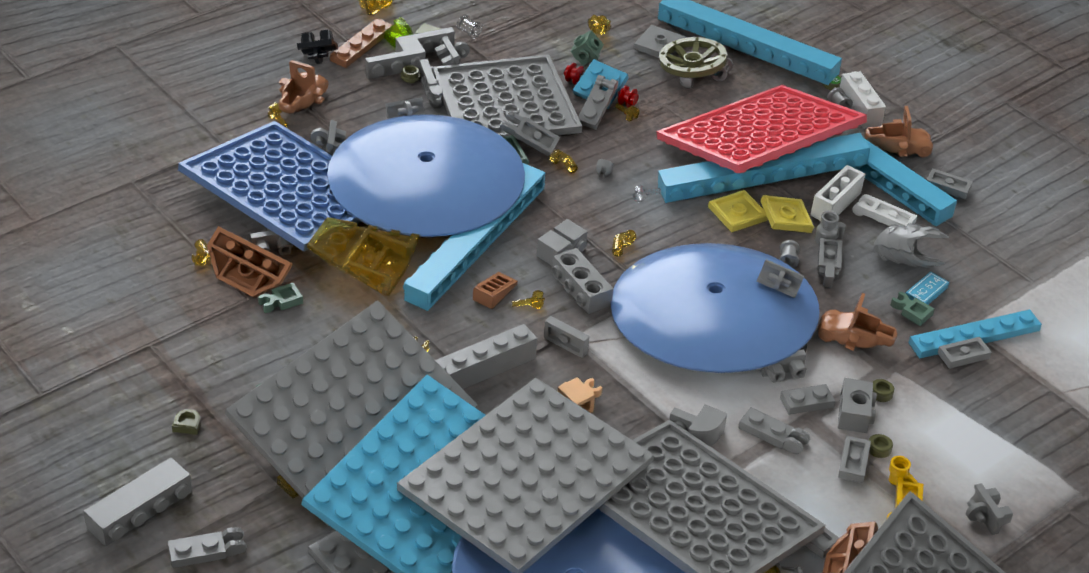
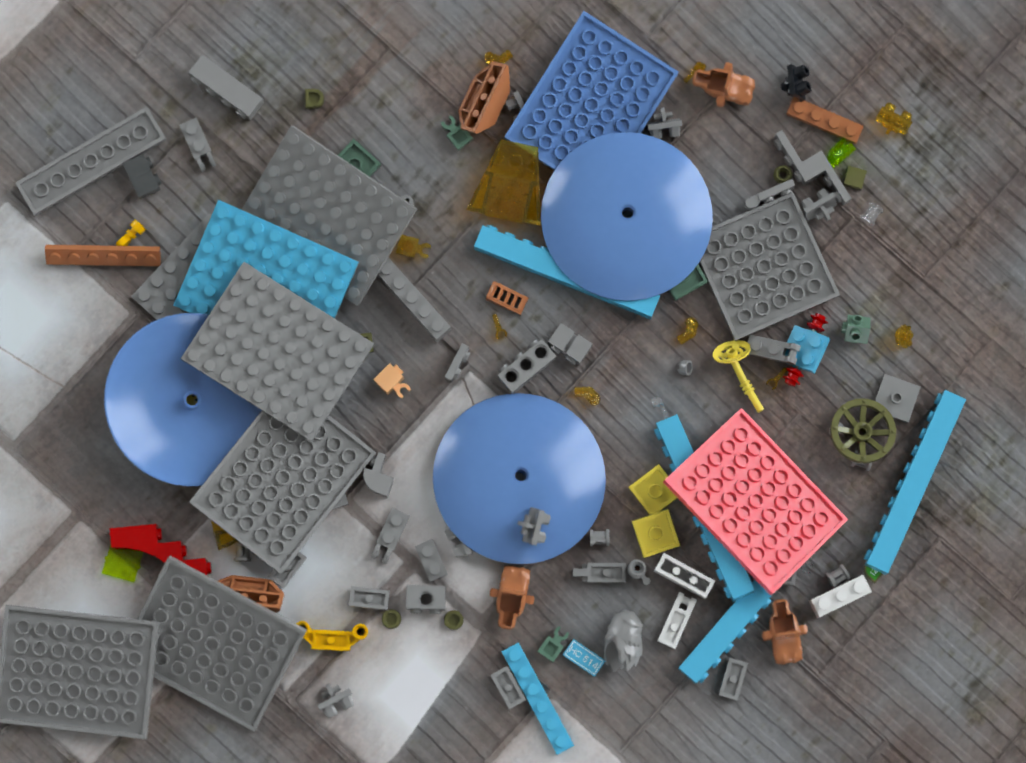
camera: 85 degrees right, 40 degrees up
(405, 108) = (718, 180): light grey hips -> none
(530, 133) = (707, 296): light grey hinge -> none
(600, 127) = (733, 358): none -> light yellow dish

